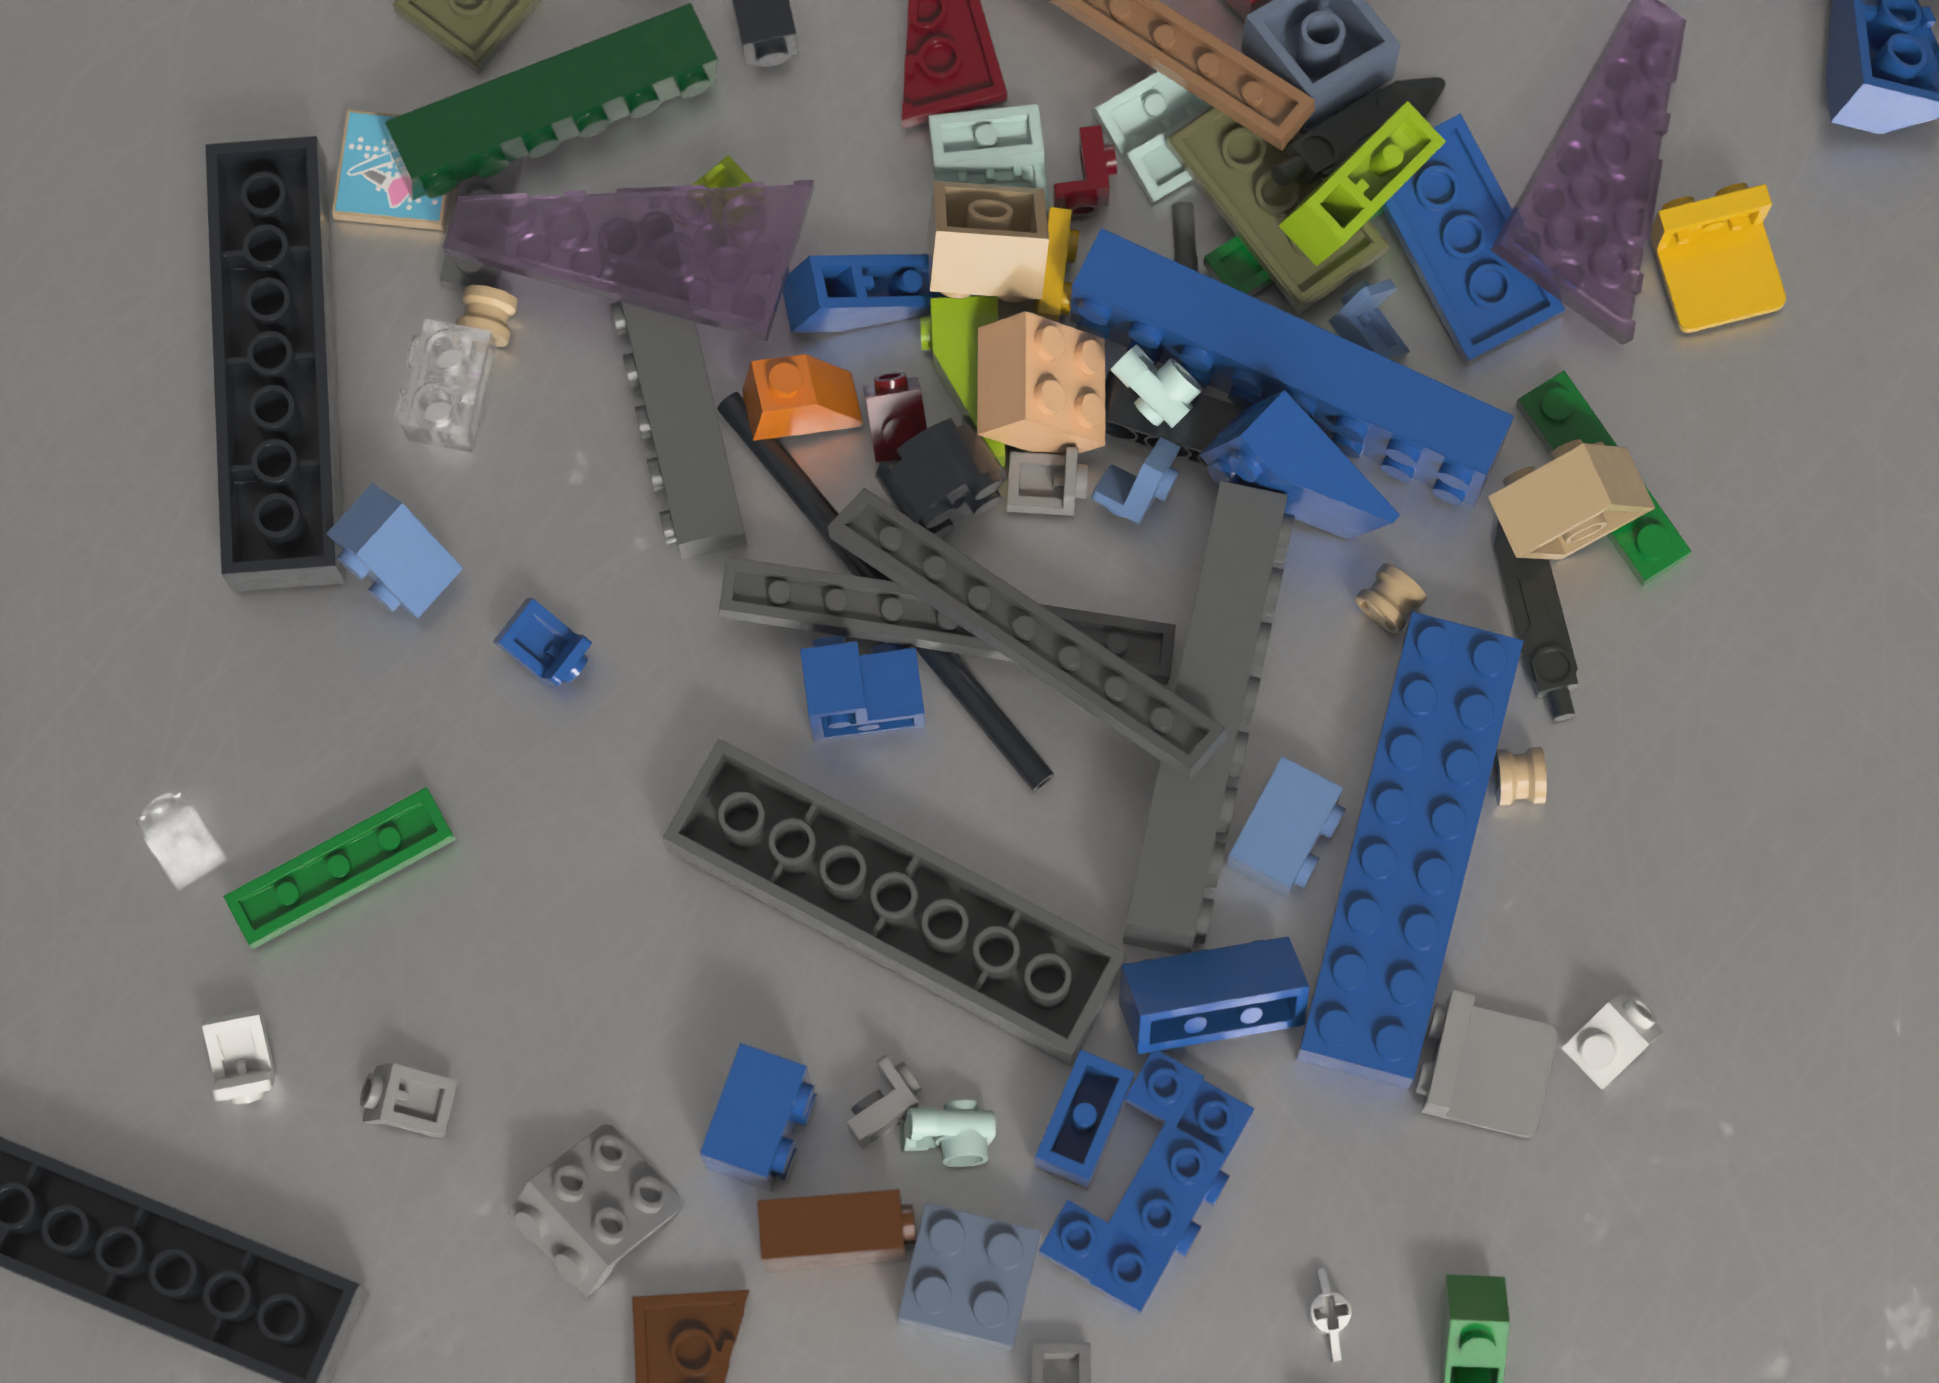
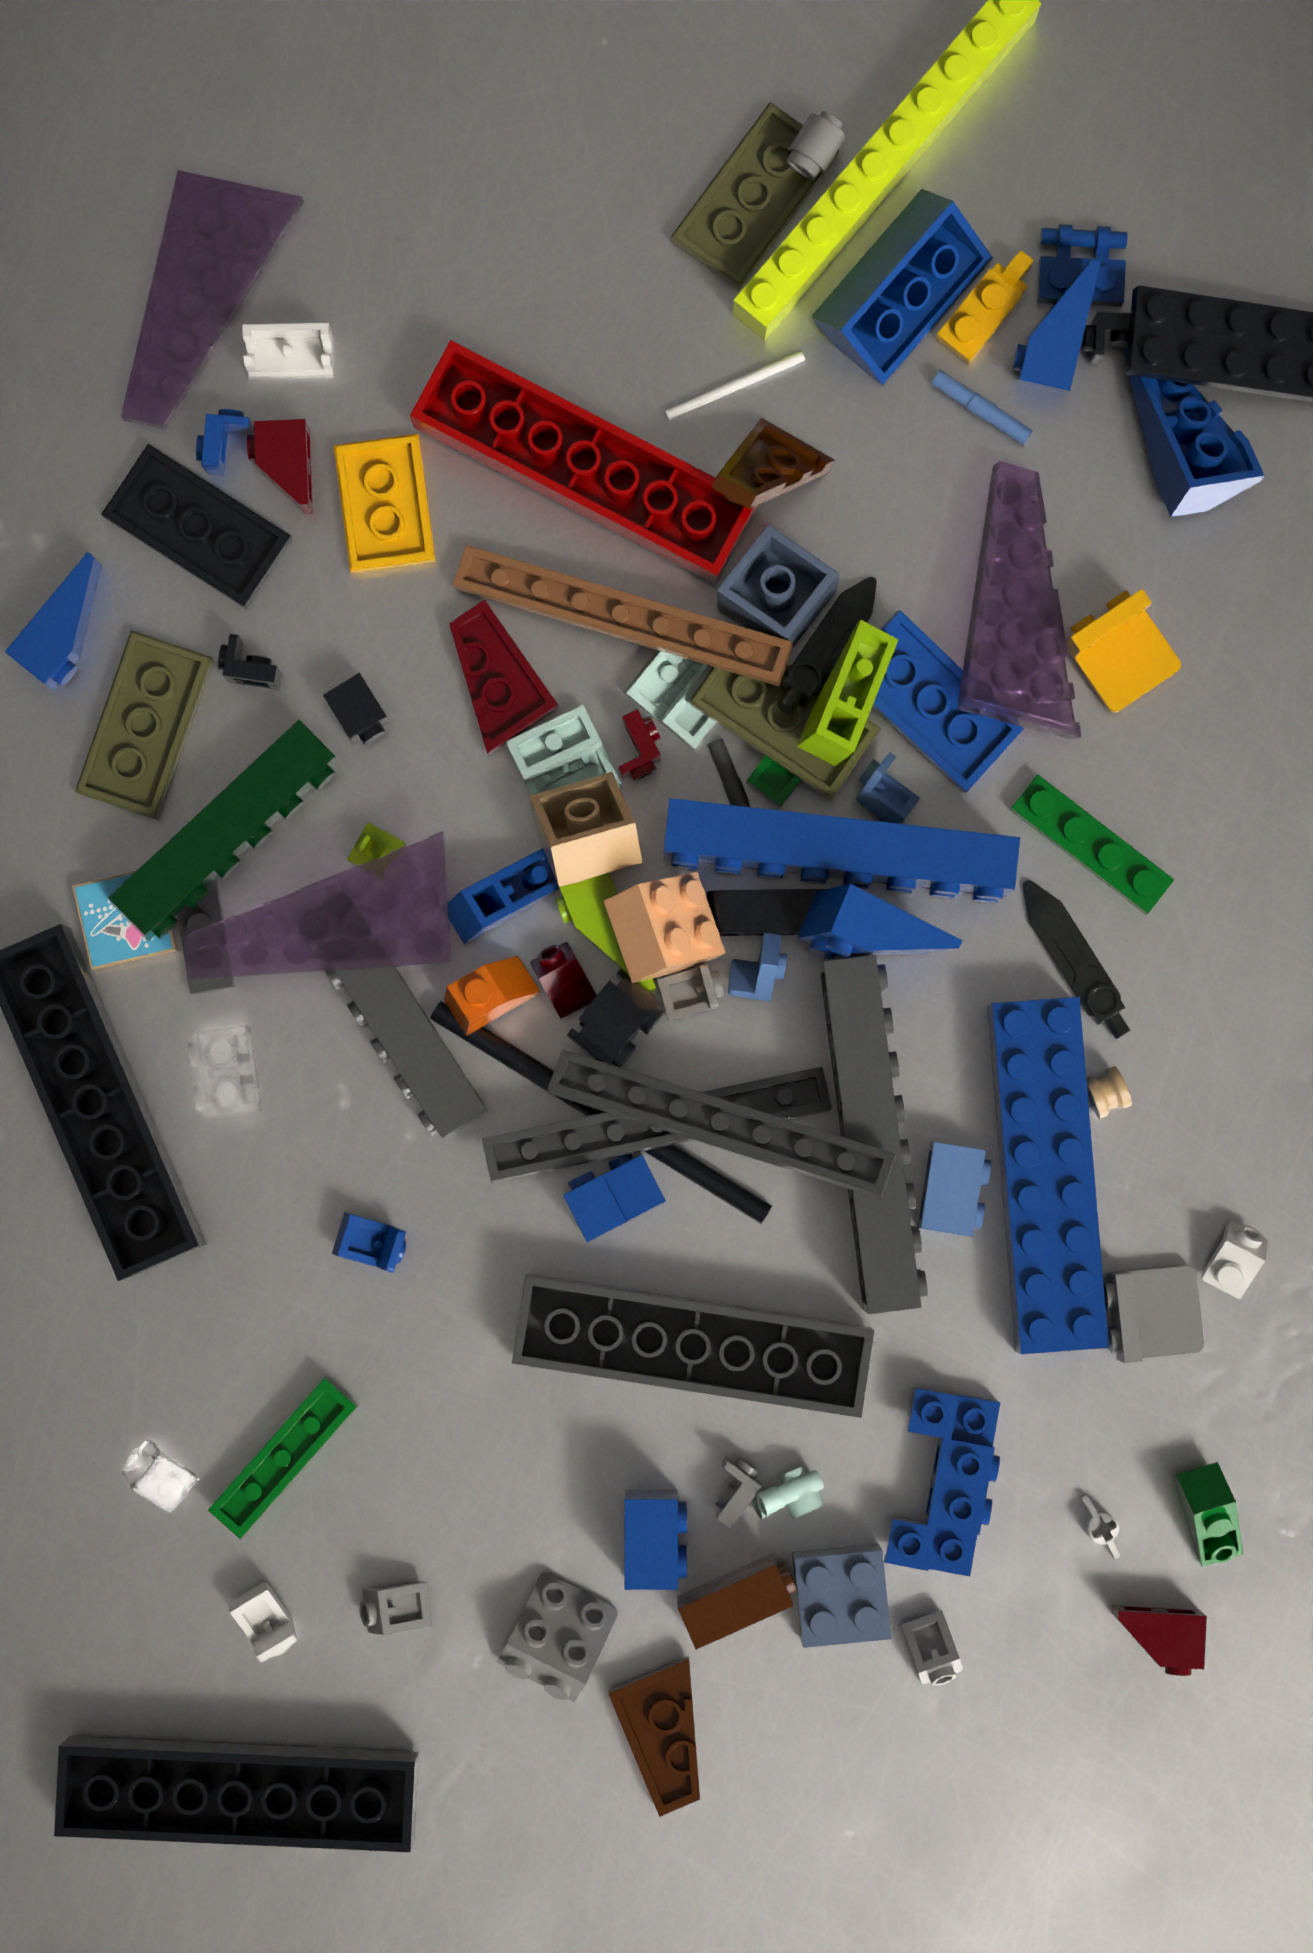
camera: 20 degrees left, 10 degrees up
(393, 551) = (236, 1217): medium blue brick -> none
(488, 310) = (235, 1008): tan wheel -> none
(1061, 249) = (641, 810): yellow plate -> none
(1084, 1118) = (883, 1455): blue brick -> none
(1162, 392) = (754, 903): light aqua plate -> none
(1213, 994) = (944, 1333): blue brick -> none
(1390, 598) = (970, 992): tan wheel -> none
(1570, 500) = (1078, 880): tan brick -> none

